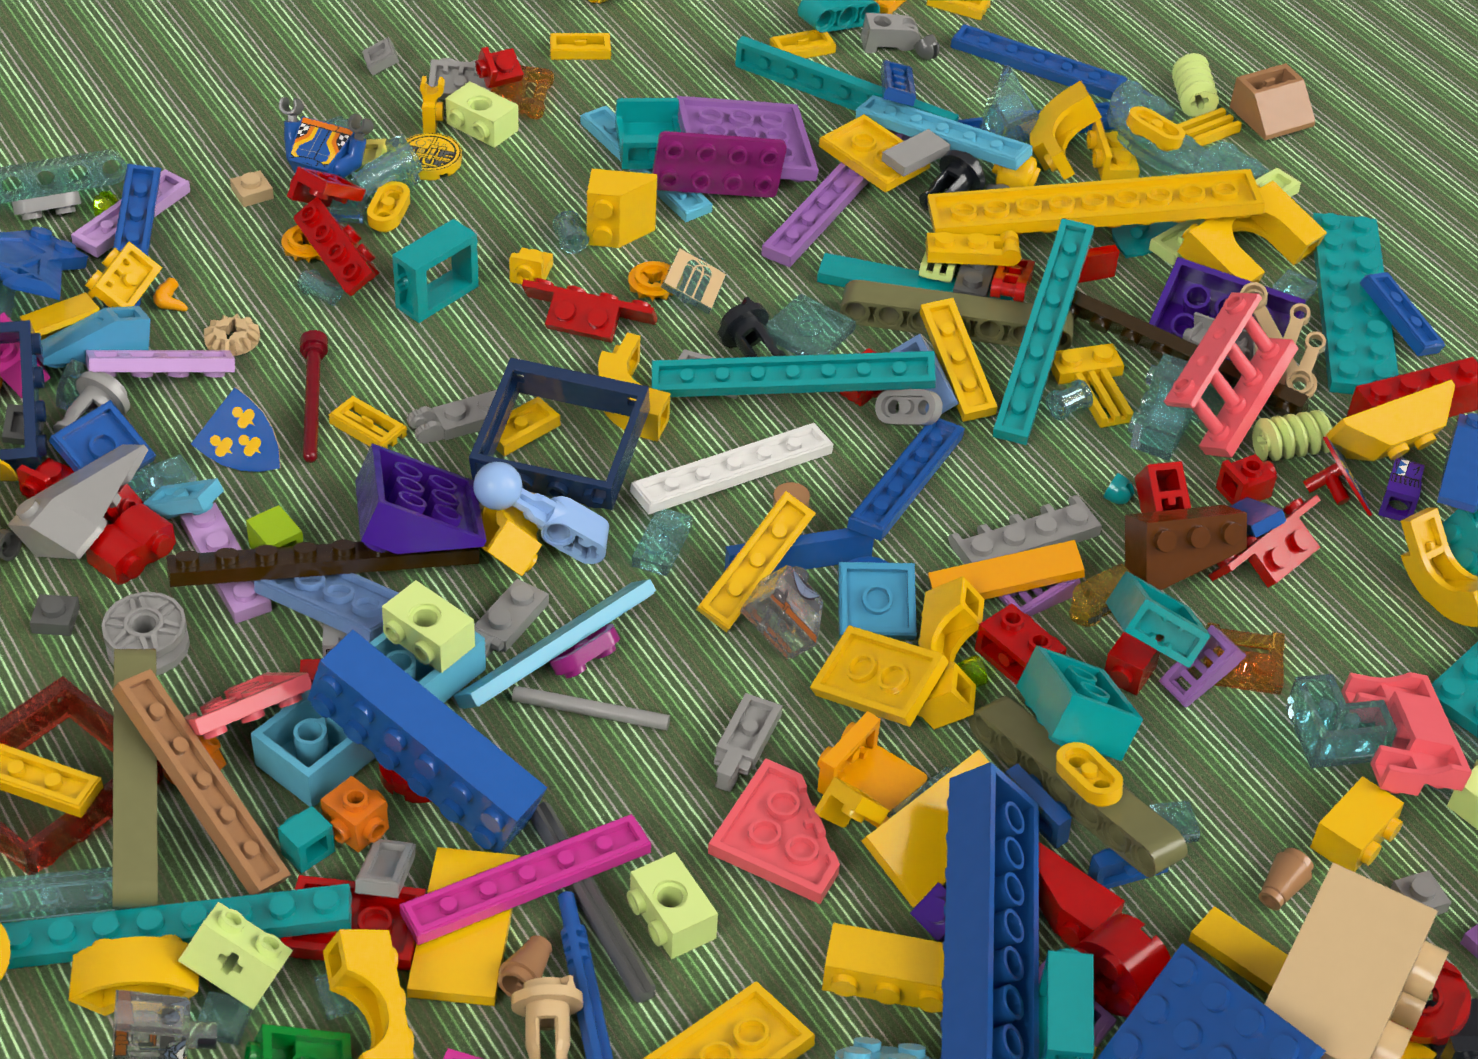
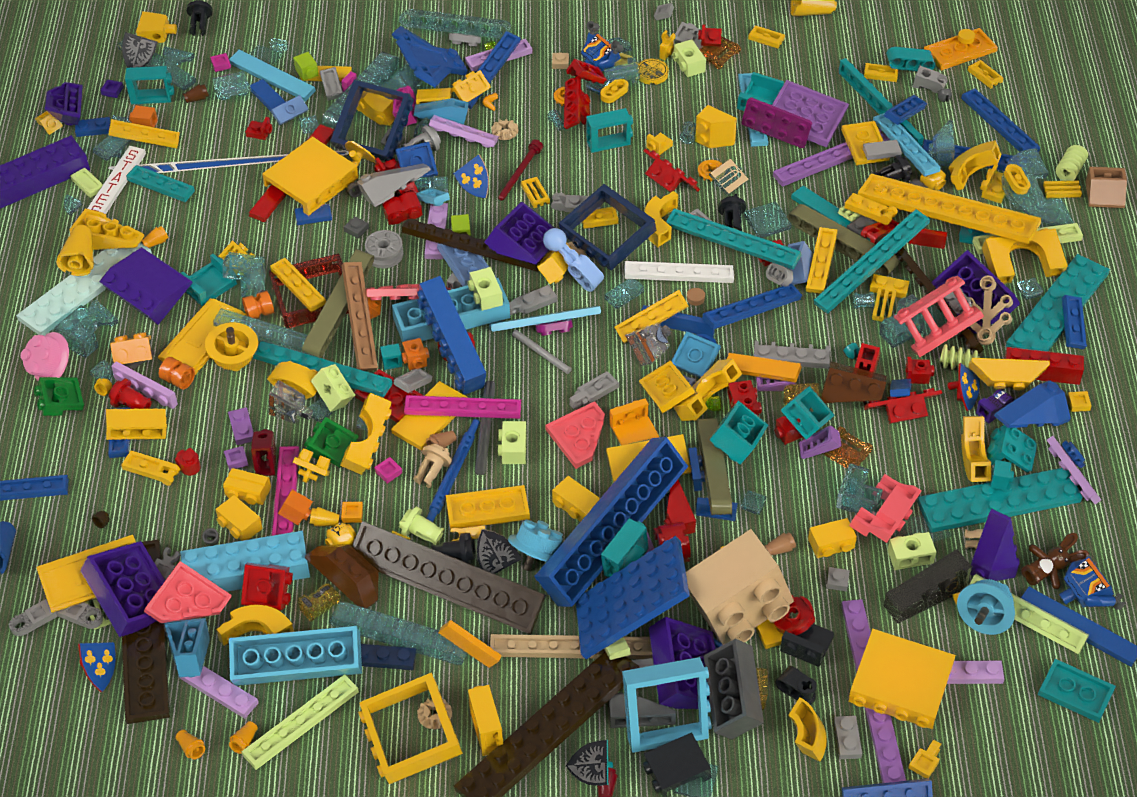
camera: 35 degrees right, 5 degrees up
(845, 802) = (612, 433): yellow bracket -> none
(1089, 774) = (713, 461): yellow plate -> none

